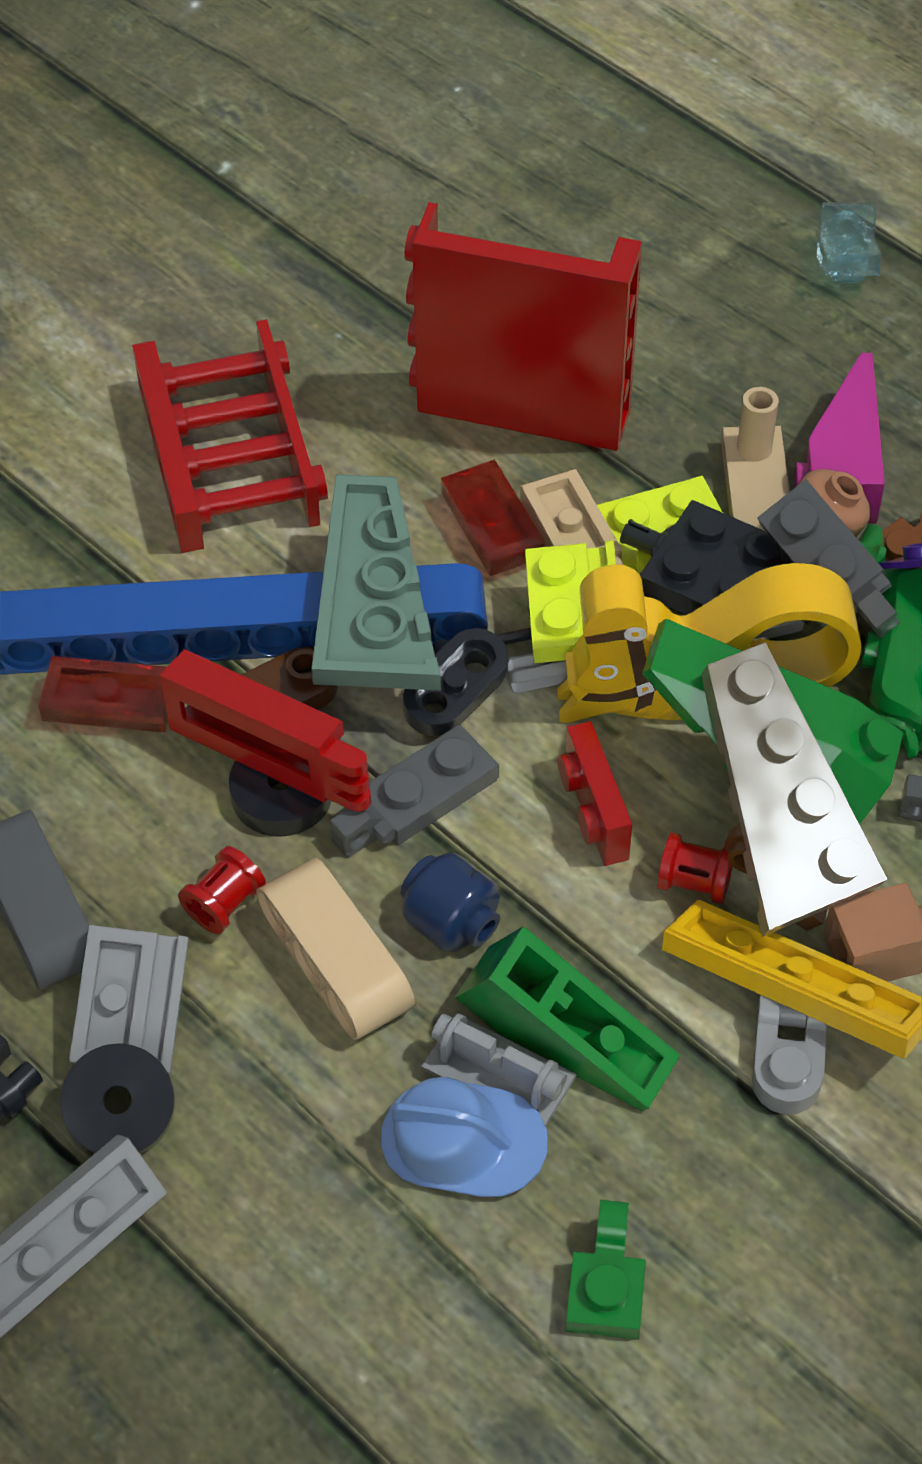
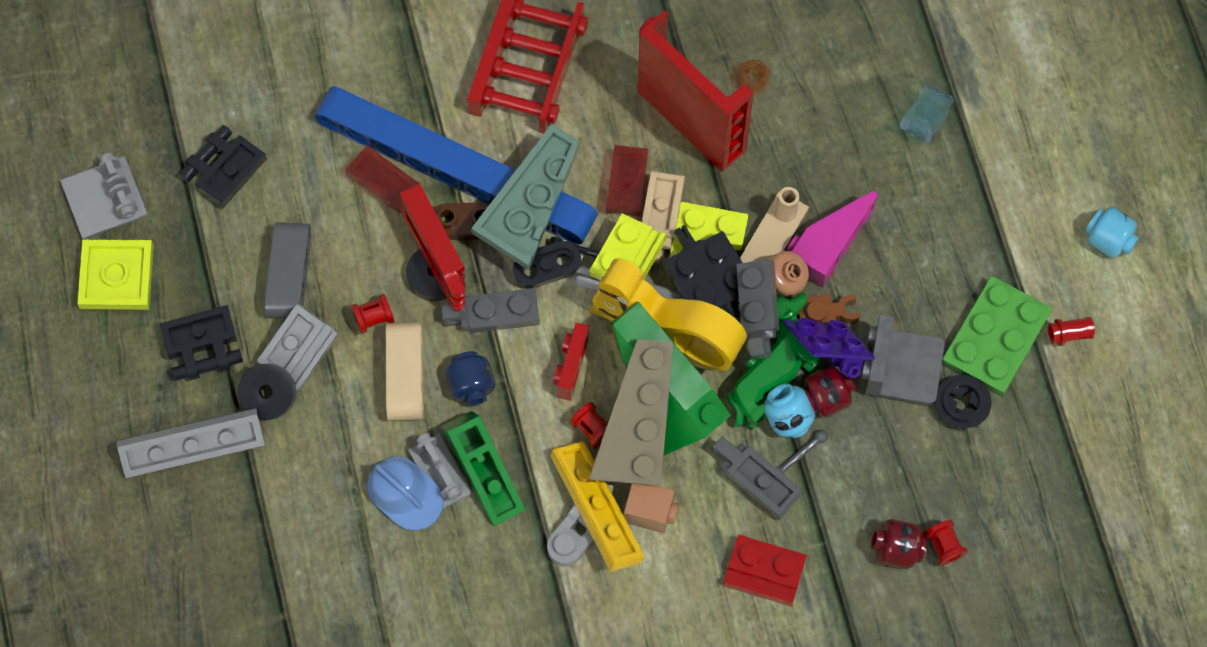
camera: 30 degrees right, 15 degrees up
(606, 1285) = (420, 594): green plate -> none

